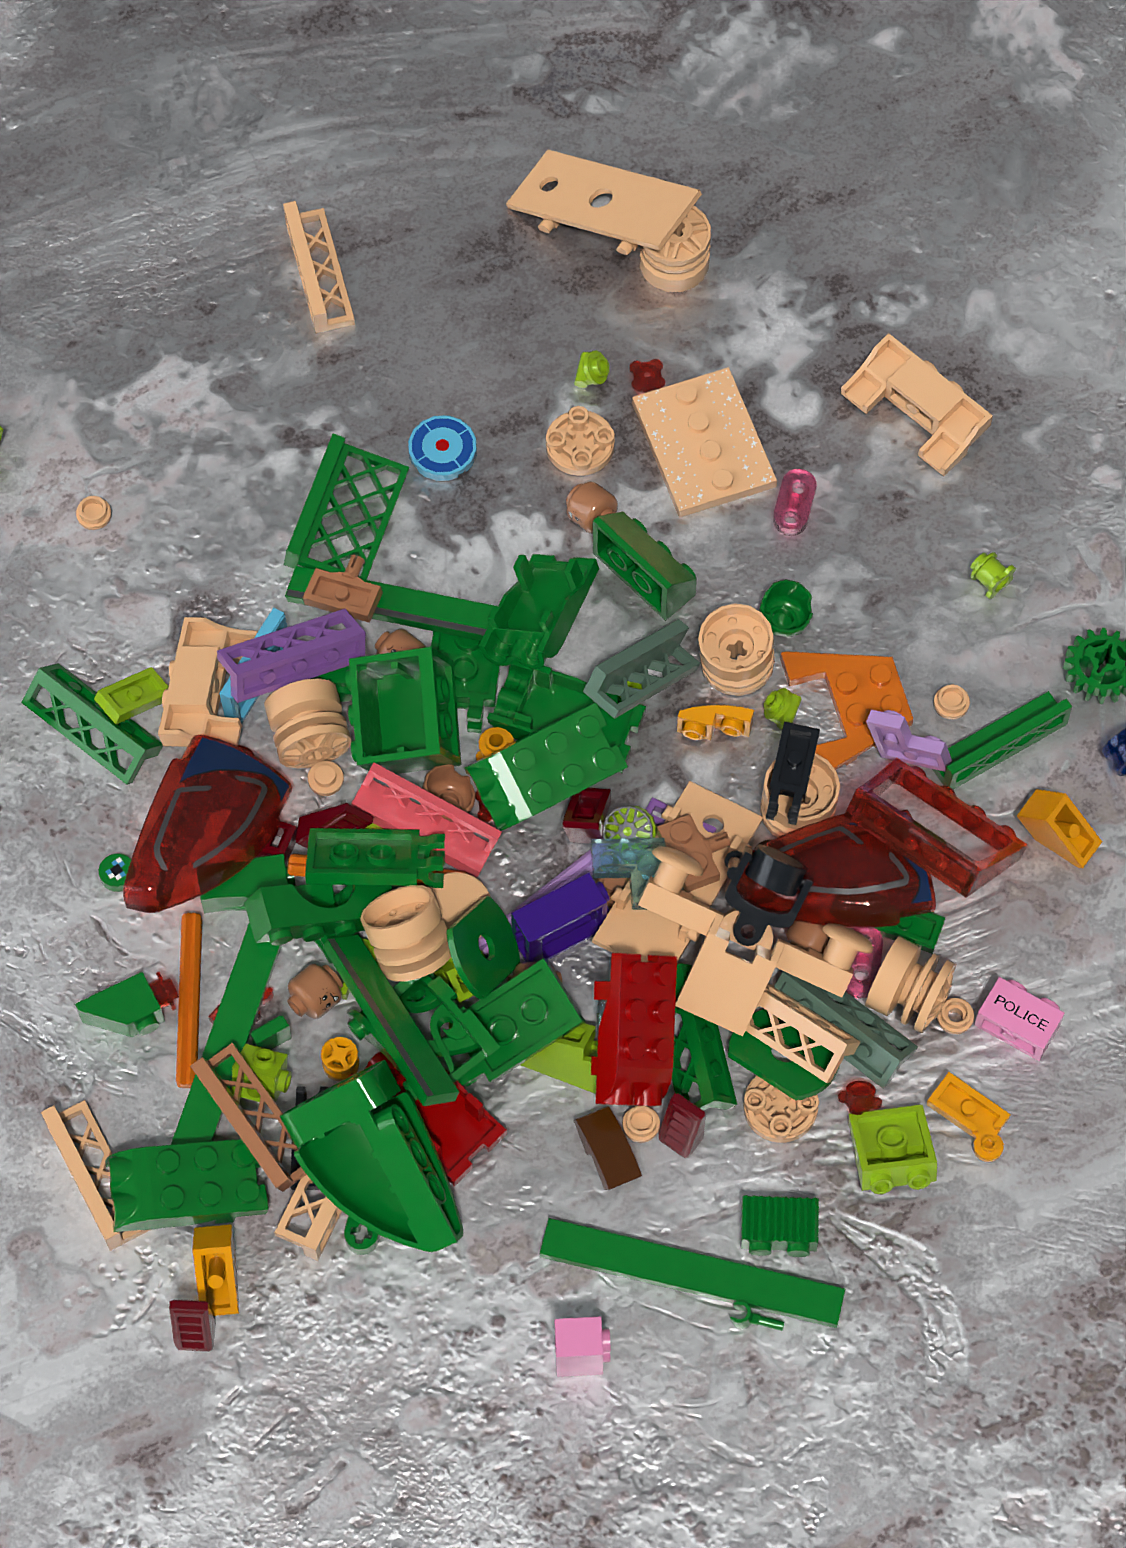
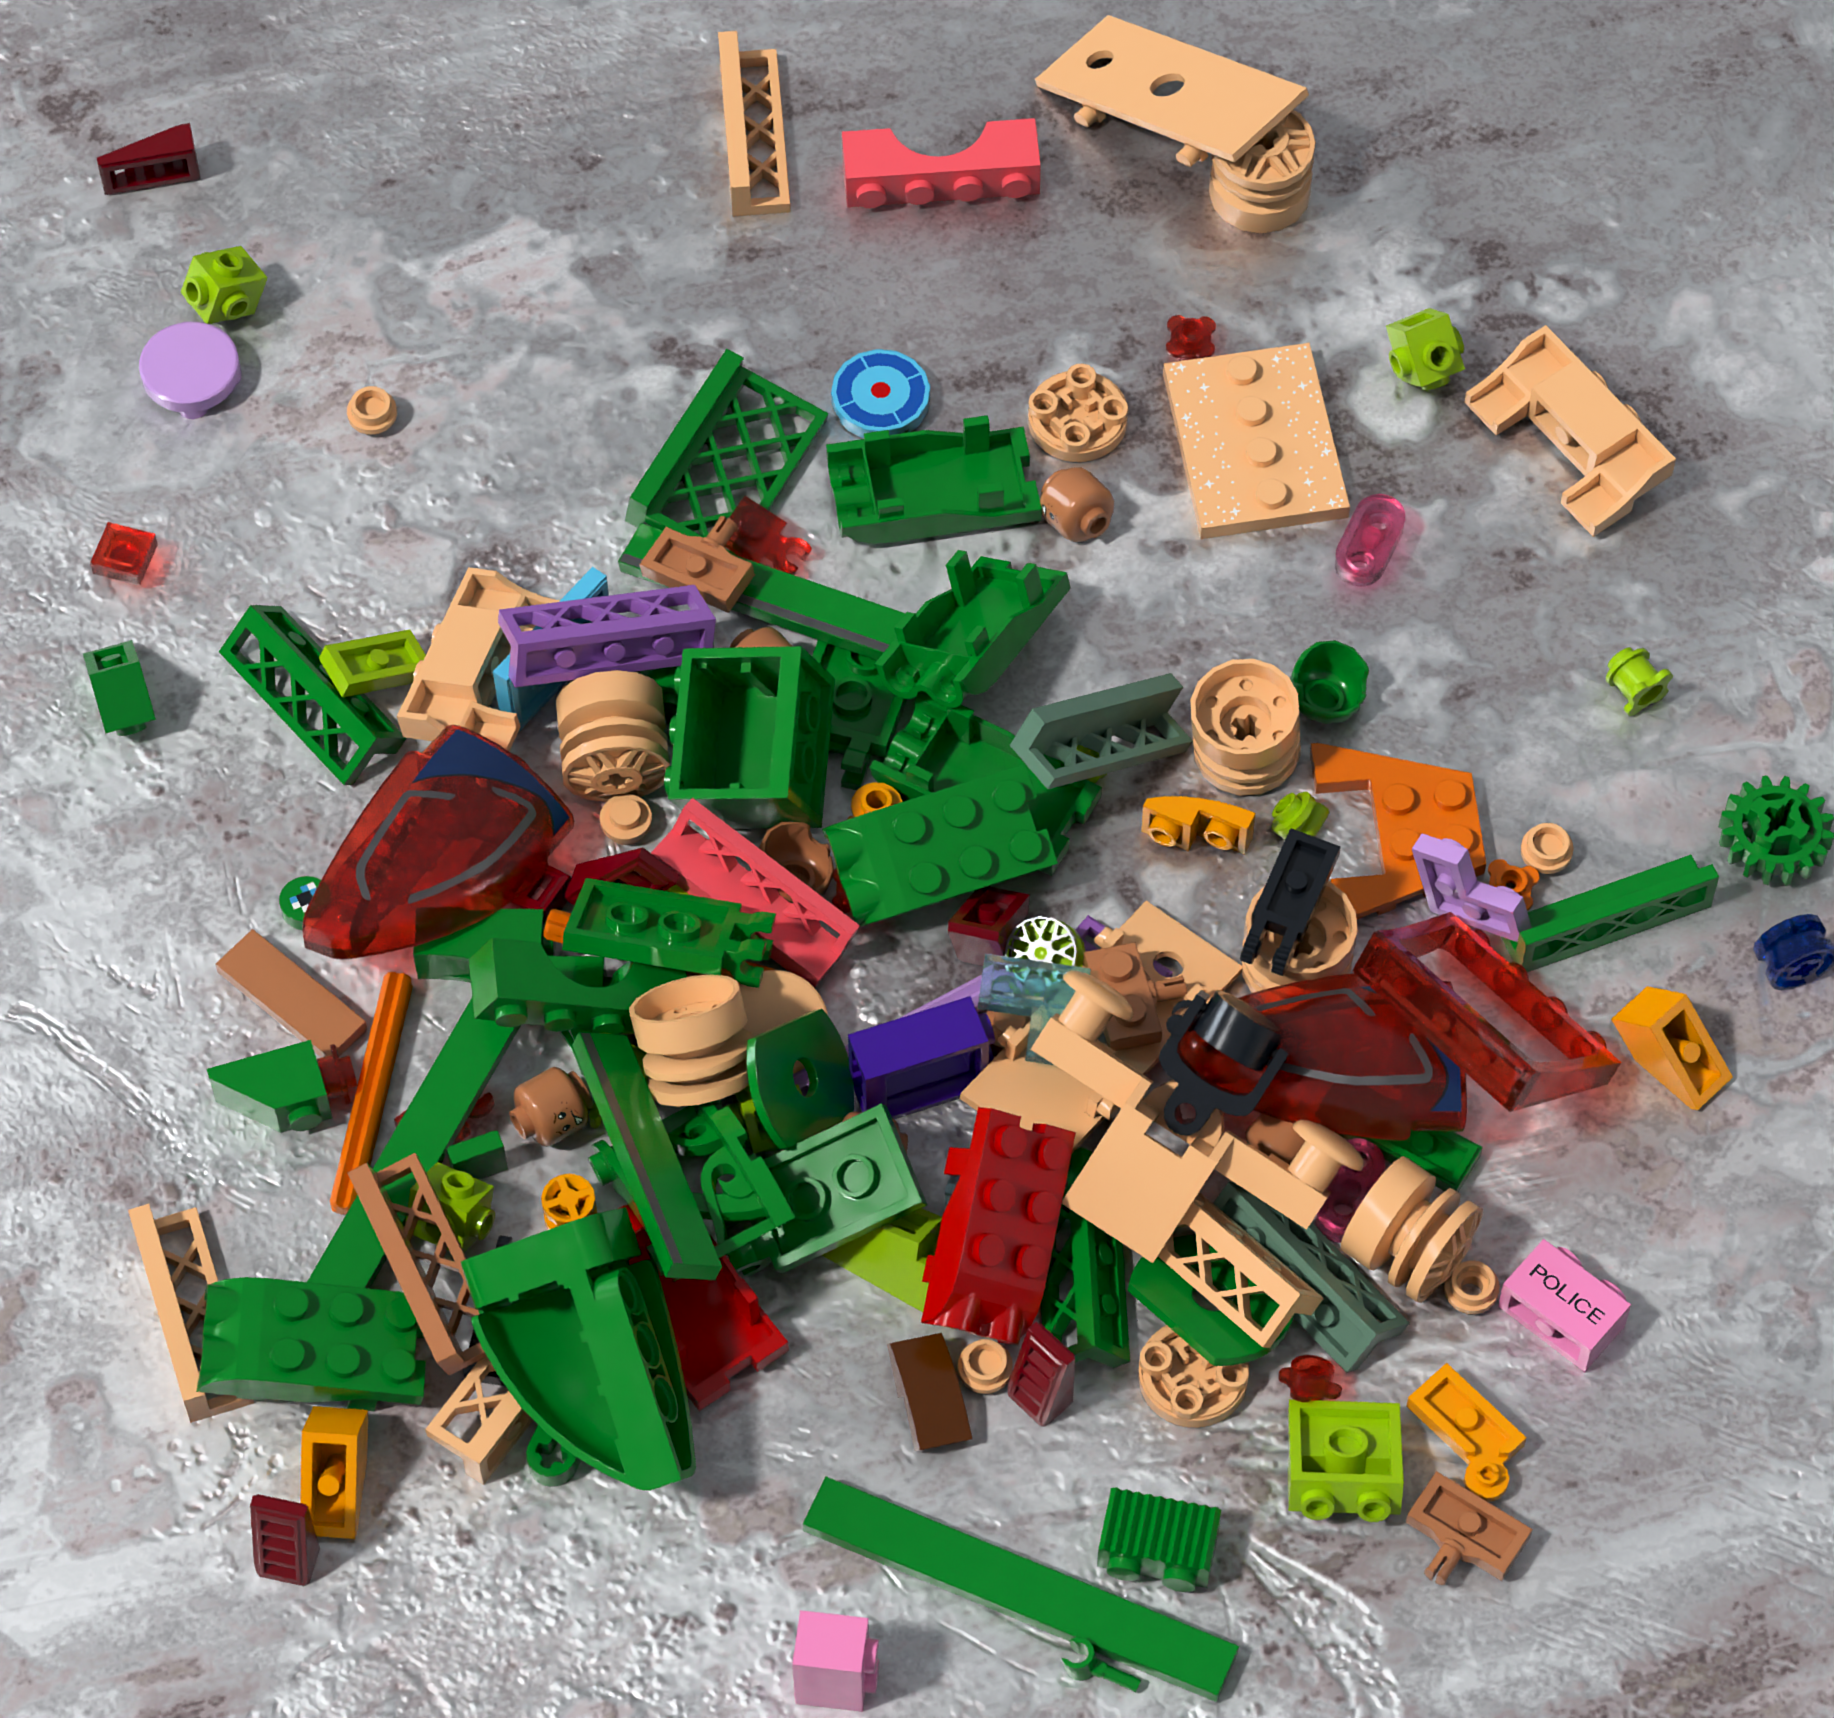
camera: 10 degrees right, 5 degrees down
(119, 940) = (290, 995): none -> nougat tile
(380, 563) = (761, 537): none -> clear red plate
(416, 287) = (888, 173): none -> coral arch
(490, 507) = (931, 482): none -> green piece
(592, 369) = (1113, 319): lime plate -> none
(643, 563) = (1134, 590): green slope -> none
(809, 360) = (1425, 349): none -> lime brick
(939, 725) = (1522, 878): none -> orange plate
(981, 1183) = (1466, 1530): none -> nougat plate

